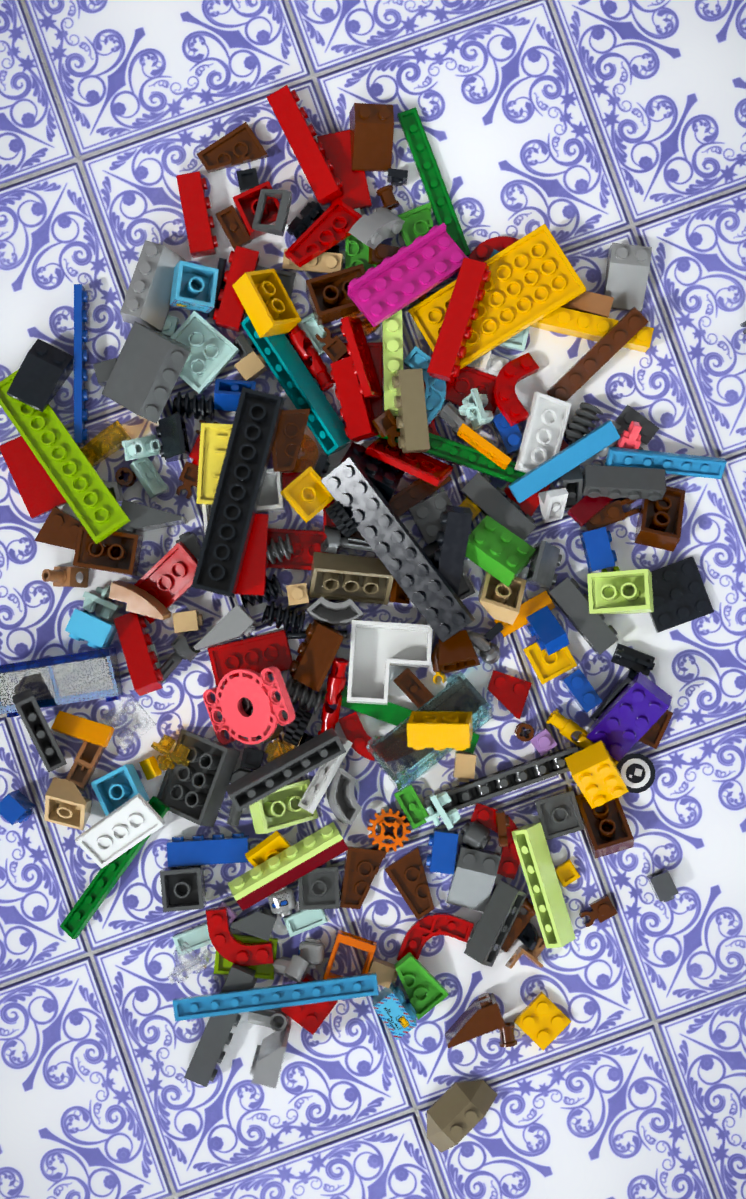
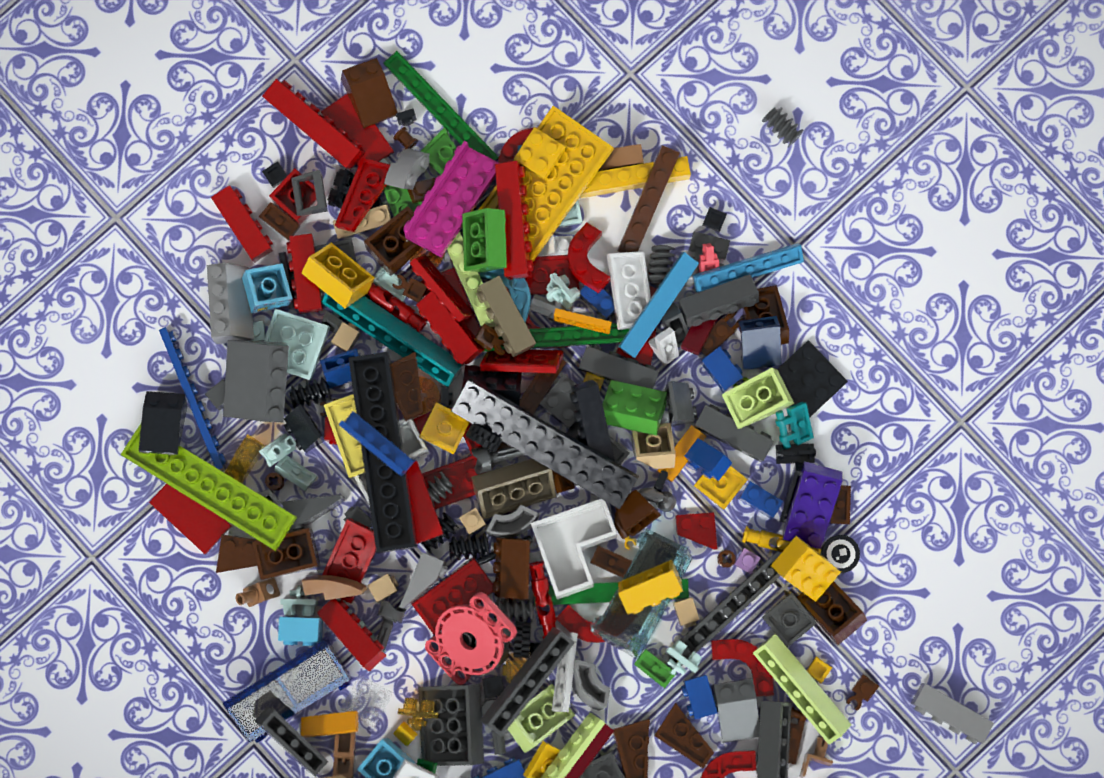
camera: 20 degrees left, 5 degrees down
(189, 477) = (332, 456): reddish brown plate -> none
(232, 149) = (250, 153): reddish brown wing -> none
(234, 482) = (377, 443): none -> blue fence
(397, 840) = (647, 689): orange gear -> none
(422, 327) = (484, 240): none -> bright green brick
(475, 835) = (722, 670): dark grey head -> none
(502, 822) = (741, 647): reddish brown plate -> none
(512, 265) = (540, 153): none -> yellow plate
(529, 936) = (809, 741): black tile -> none
(627, 275) = (644, 119): light grey slope -> none
(646, 539) = (760, 342): none -> dark blue panel
(650, 632) = (799, 422): none -> teal plate
(652, 401) = (714, 219): none -> black plate
(662, 885) = (908, 643): dark grey brick -> none
(676, 968) = (952, 713): none -> light grey brick

